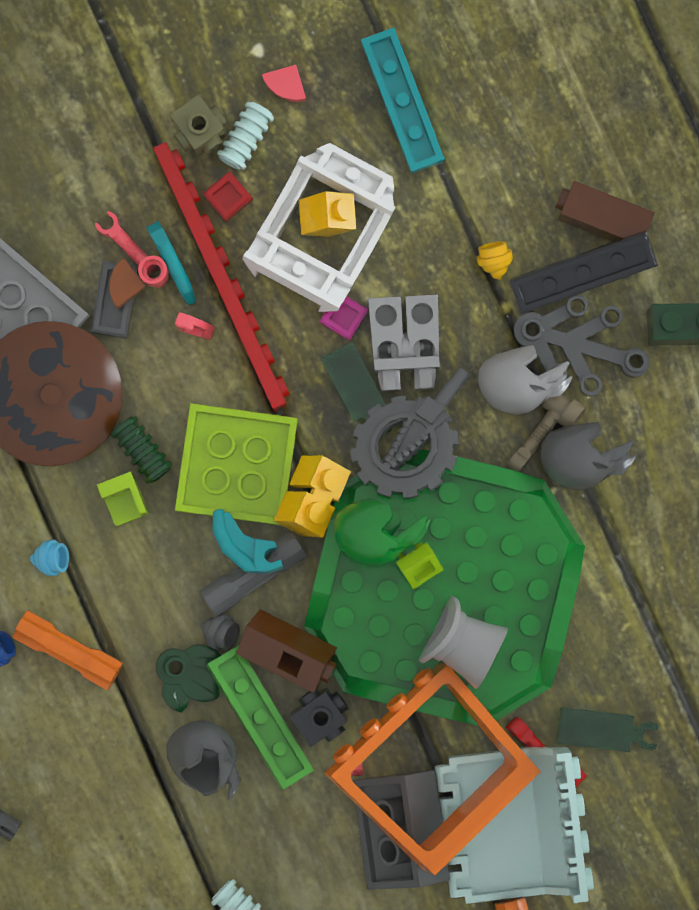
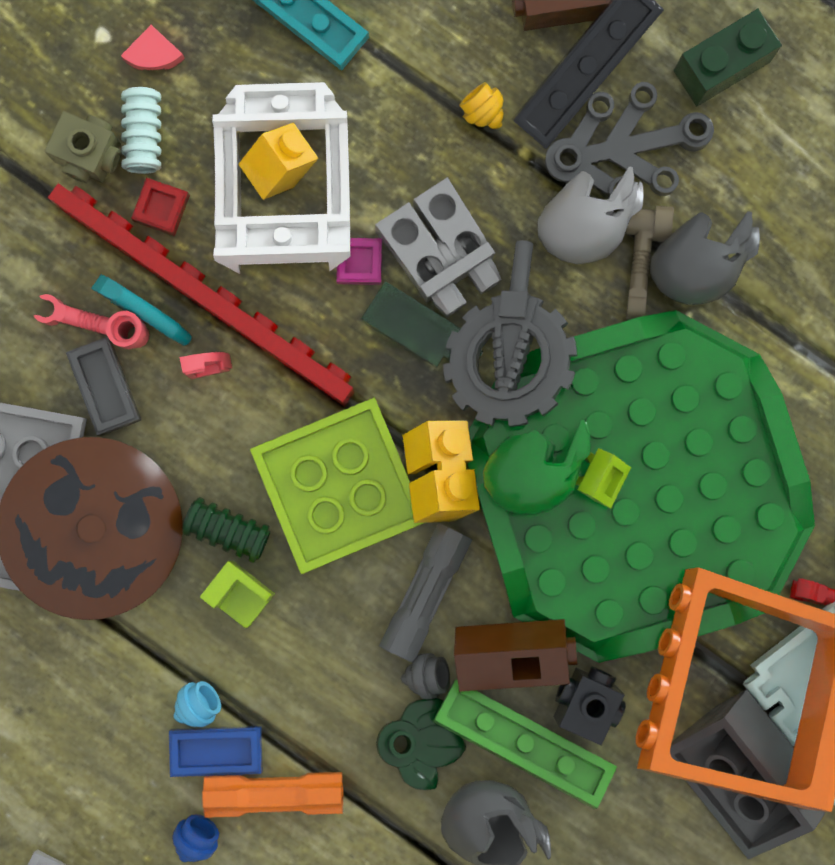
camera: 30 degrees left, 0 degrees up
(45, 598) = (215, 751): none -> blue tile
(124, 284) = (103, 362): dark orange tile -> none
(241, 549) = (397, 574): teal piece -> none
(464, 643) = (706, 534): light grey hat -> none

